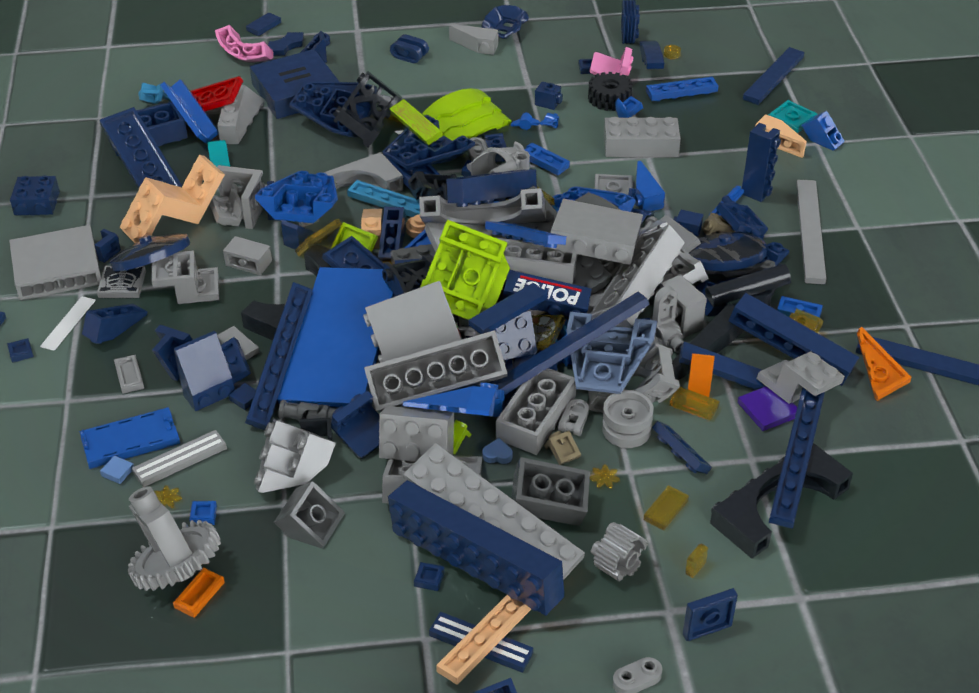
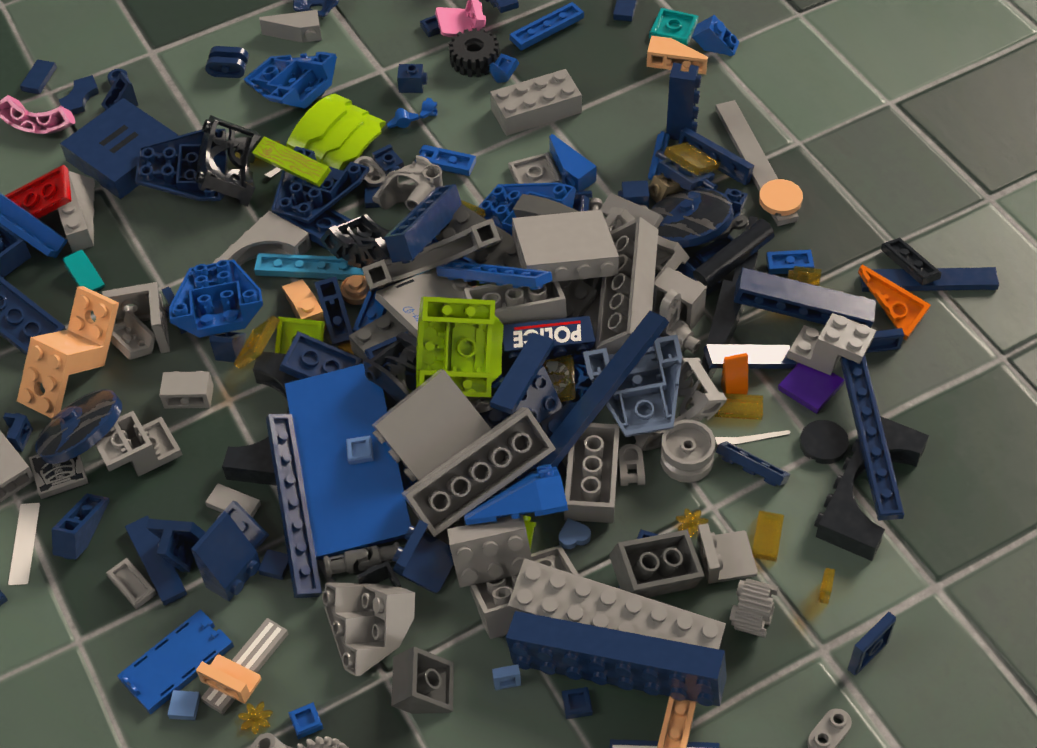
camera: 20 degrees left, 10 degrees up
(154, 373) = (159, 570): none -> dark blue tile
(159, 459) = (229, 678): none -> light nougat panel
(351, 330) = (359, 450): none -> medium blue tile
(379, 535) = (506, 677): none -> medium blue tile
(453, 73) = (294, 80): none -> blue wedge
(563, 447) = (637, 505): dark tan bracket -> none
(618, 506) = (725, 555): none -> light grey bracket
(694, 431) = (737, 440): none -> white sticker
(751, 209) = (691, 158): none -> clear yellow tile
(756, 452) = (824, 441): none -> black tile
(775, 215) = (729, 162): none -> dark blue plate
(816, 259) = (780, 197): none -> light nougat tile
(850, 392) = (886, 340): none -> dark blue tile
(911, 340) = (911, 261): none -> black tile

